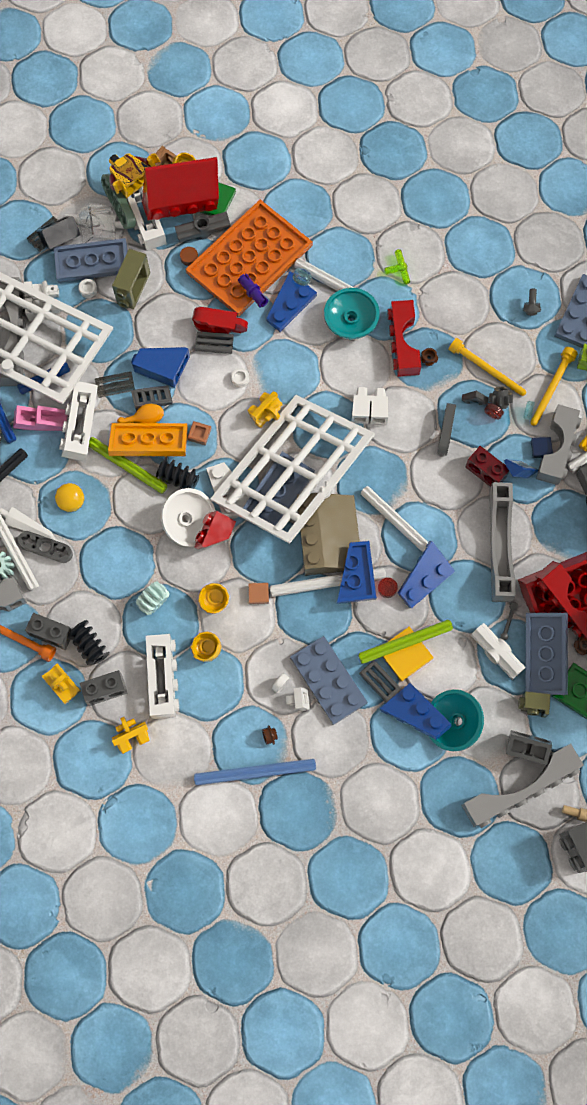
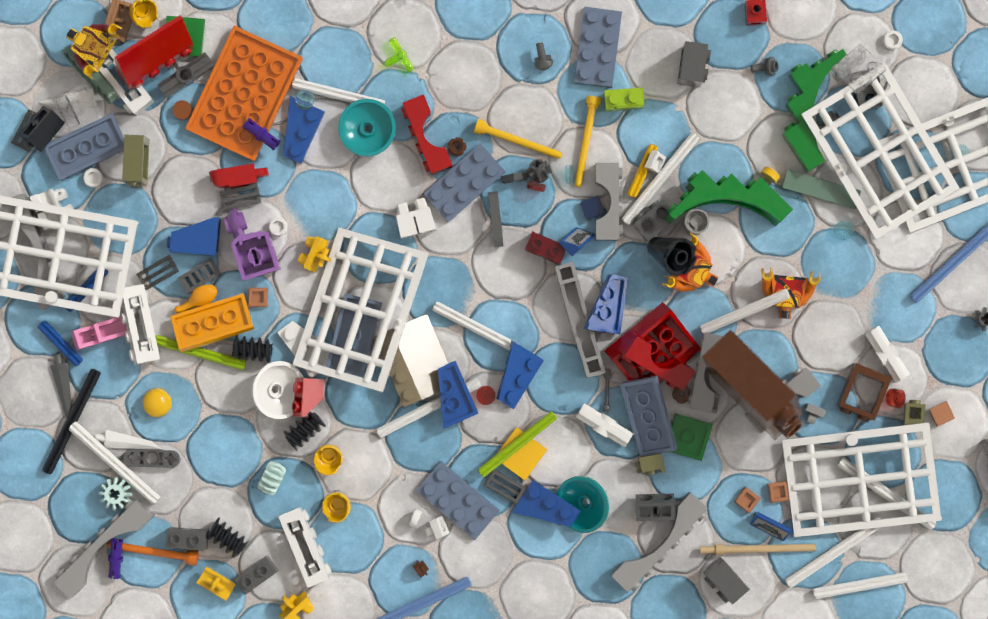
camera: 20 degrees left, 15 degrees up
(200, 563) = (304, 429): none -> black piece
(208, 385) = (252, 251): none -> medium lavender brick
(258, 593) = (367, 439): nougat tile -> none
(426, 390) = (464, 182): none -> sand blue plate
(534, 539) = (609, 306): none -> wing

